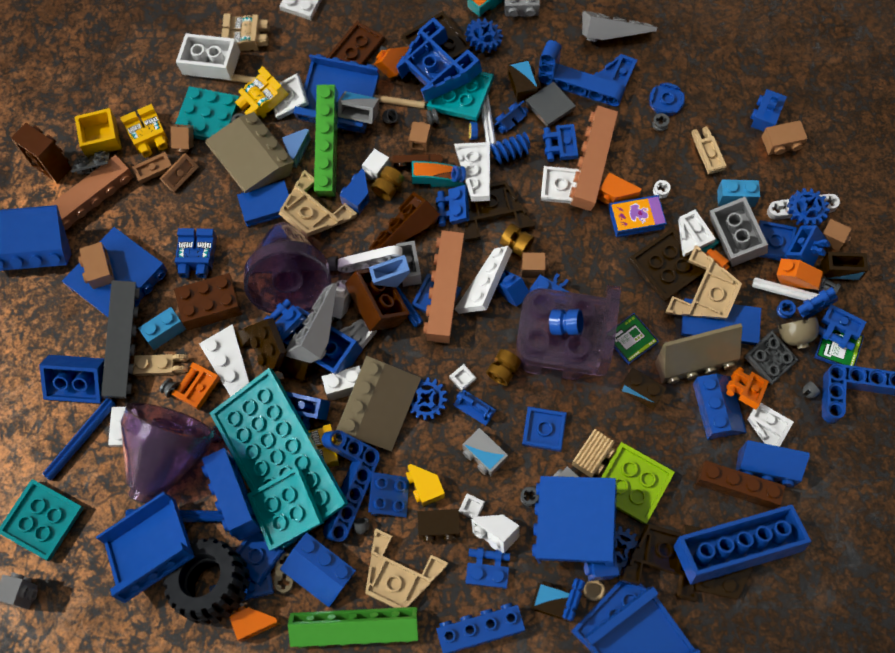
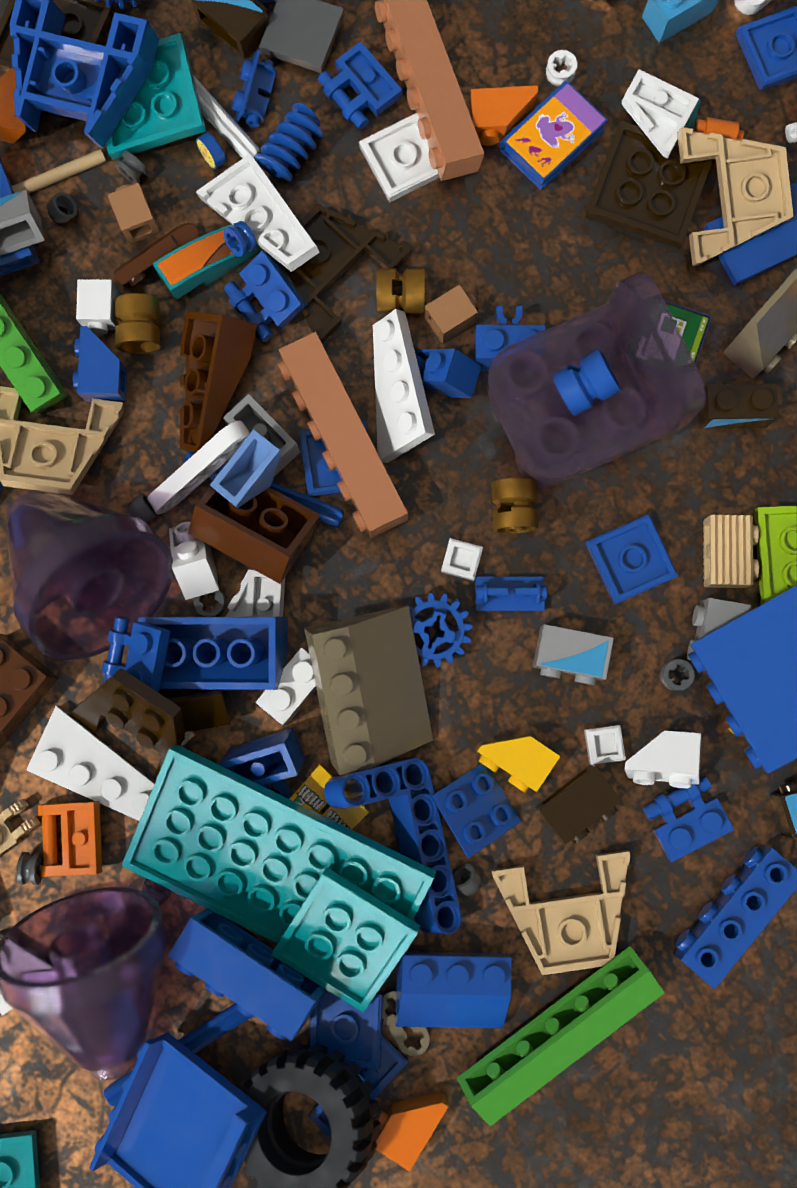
camera: 30 degrees left, 15 degrees up
(314, 336) = (204, 655): light grey wedge -> none
(738, 231) = (725, 64): light grey brick -> none

